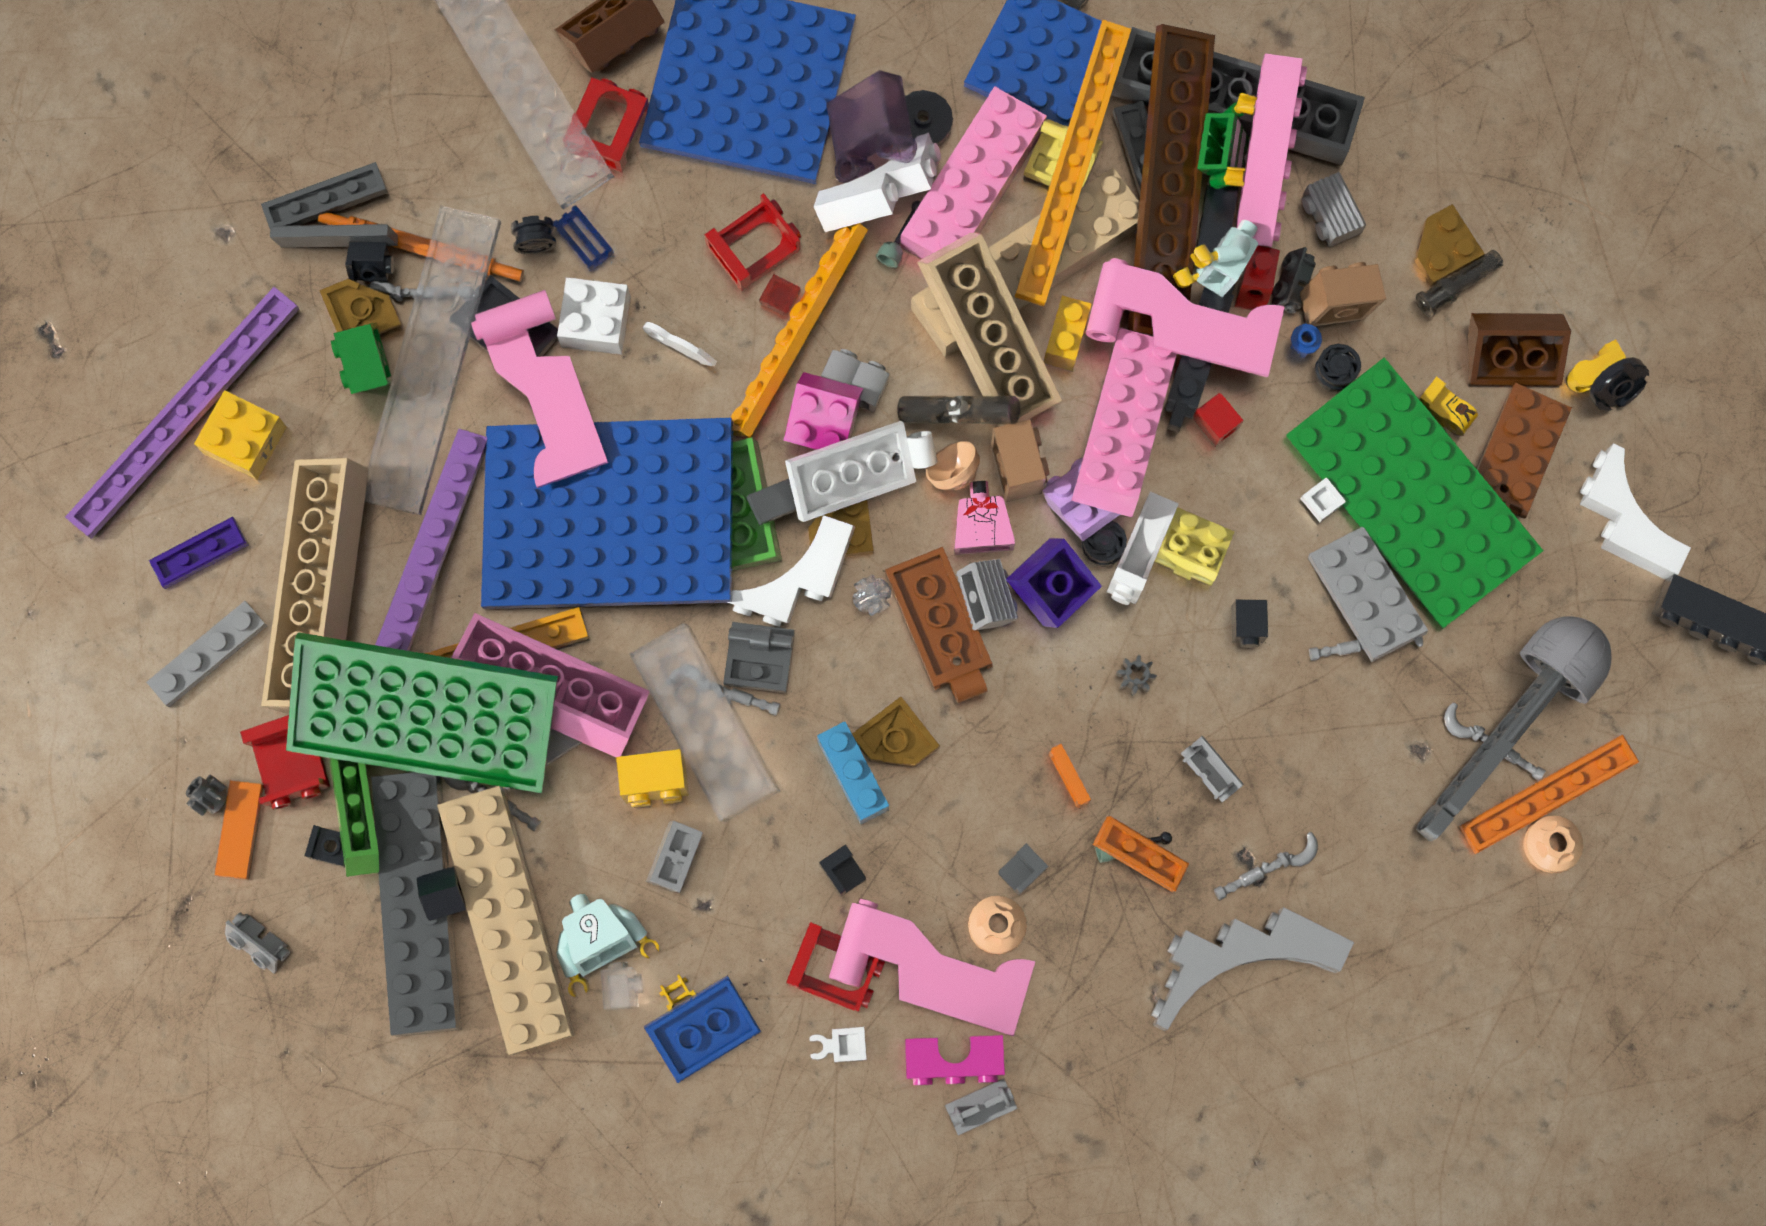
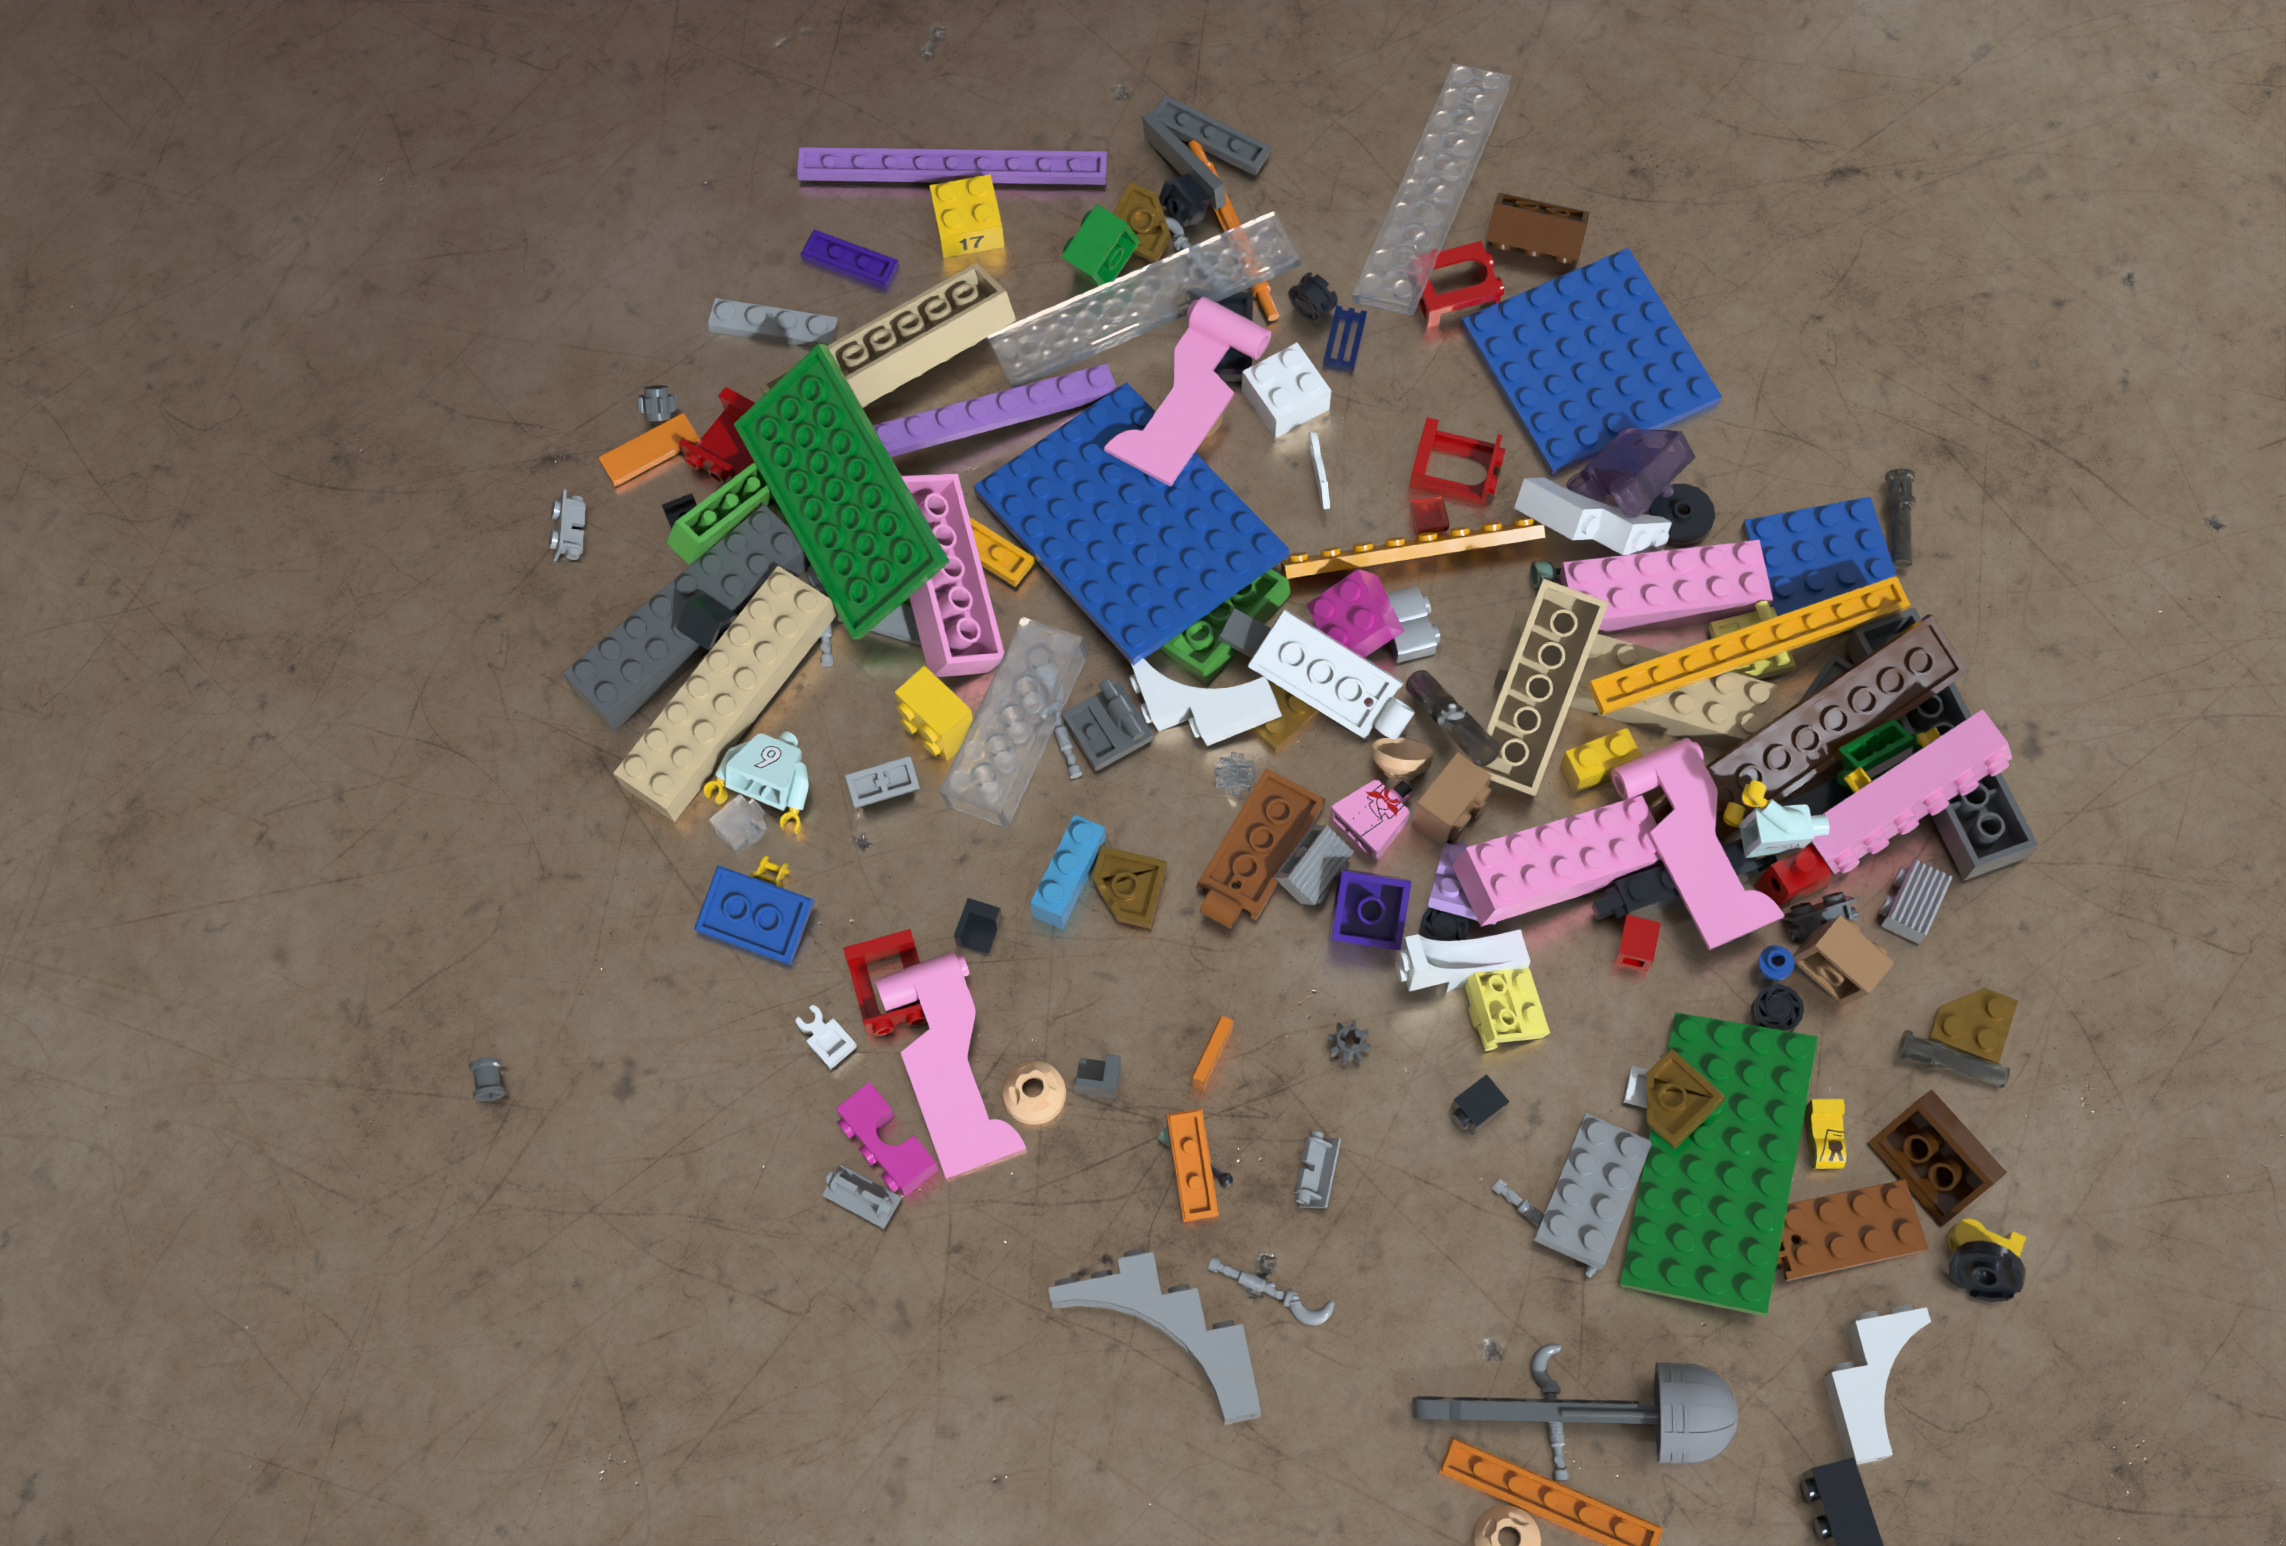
camera: 55 degrees right, 10 degrees down
(1353, 485) = (1678, 1098): none -> pearl gold plate

